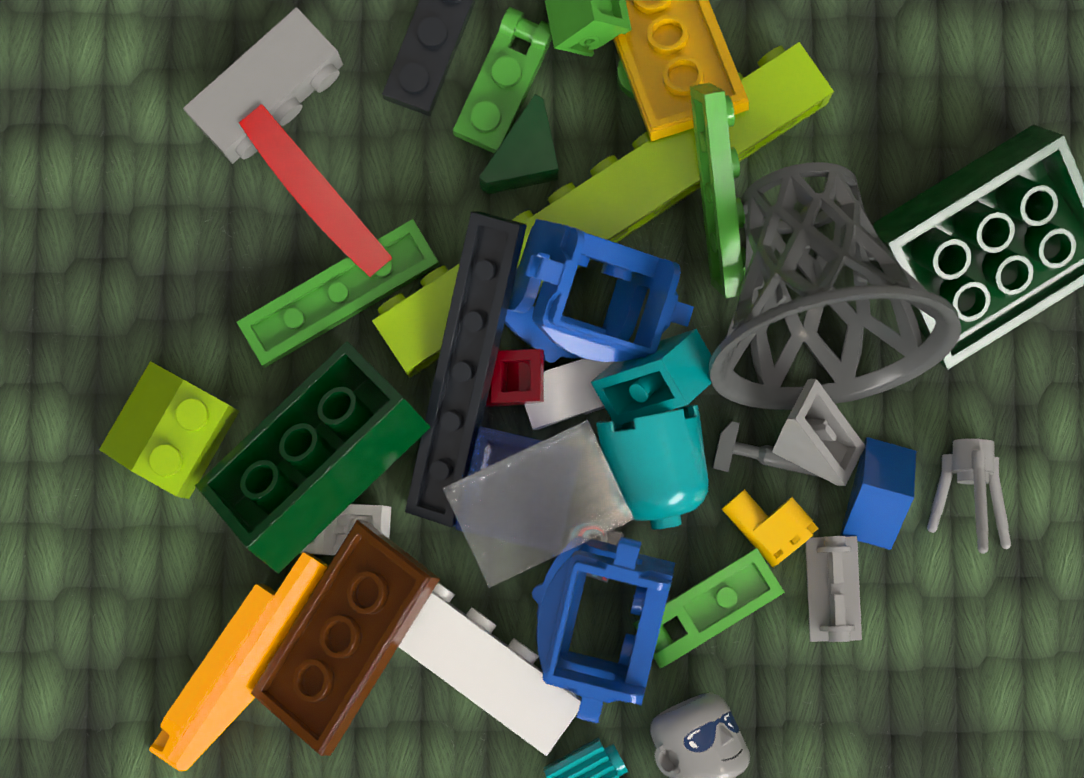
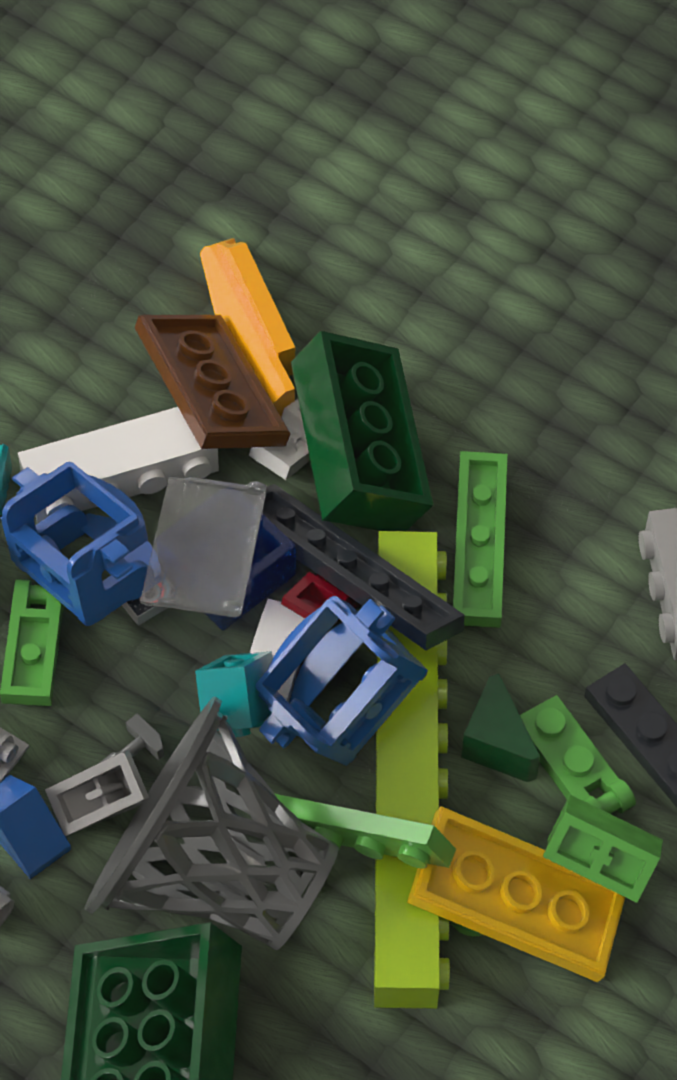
camera: 120 degrees right, 25 degrees down
(168, 431) = (454, 369): lime slope -> none
(314, 191) = (572, 556): sticker -> none
(658, 464) = (163, 650): teal cylinder -> none
(774, 534) = (49, 722): yellow piece -> none

